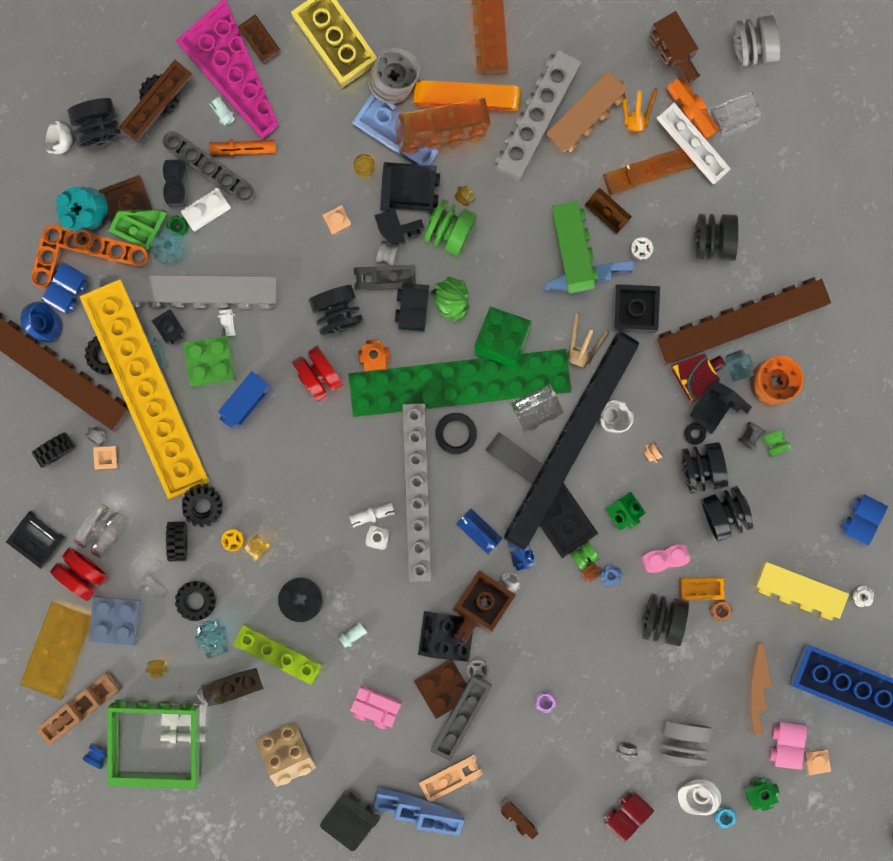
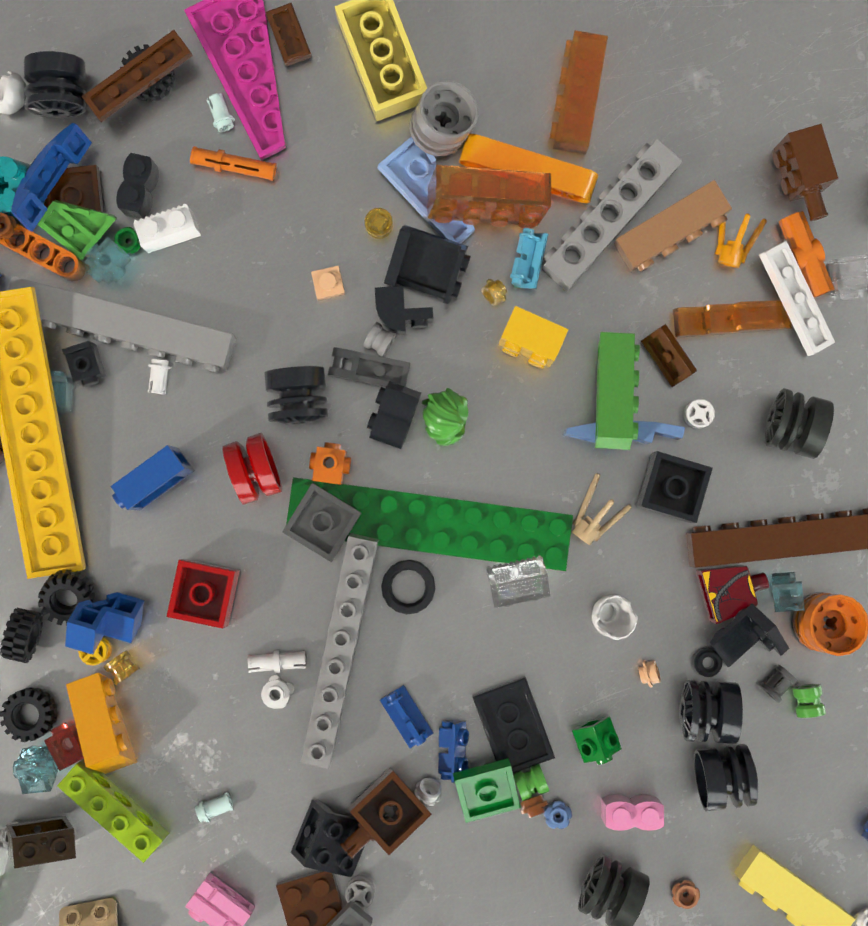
camera: 15 degrees right, 0 degrees up
(105, 189) = (44, 173): none -> blue slope
(203, 158) = (175, 168): dark grey beam -> none
(209, 361) = (122, 419): bright green brick -> none
(234, 624) = (60, 752): none -> clear red brick
(241, 510) = (114, 617): none -> blue brick
(252, 593) = (100, 724): none -> light orange wedge
(288, 596) = (152, 762): black brick -> none
(304, 476) = (203, 593): none -> red brick
(379, 400) = (321, 522): none -> dark grey plate
(450, 227) = (465, 326): bright green wheel -> none
(485, 171) = (528, 266): none -> medium azure hinge
(501, 223) = (532, 338): none -> yellow brick
(502, 337) = (497, 481): green brick -> none
(514, 457) = (477, 639): dark grey beam -> none
(553, 569) = (487, 790): none -> plate
(571, 440) = (550, 635): black beam -> none
(702, 588) = (668, 861): light orange plate -> none

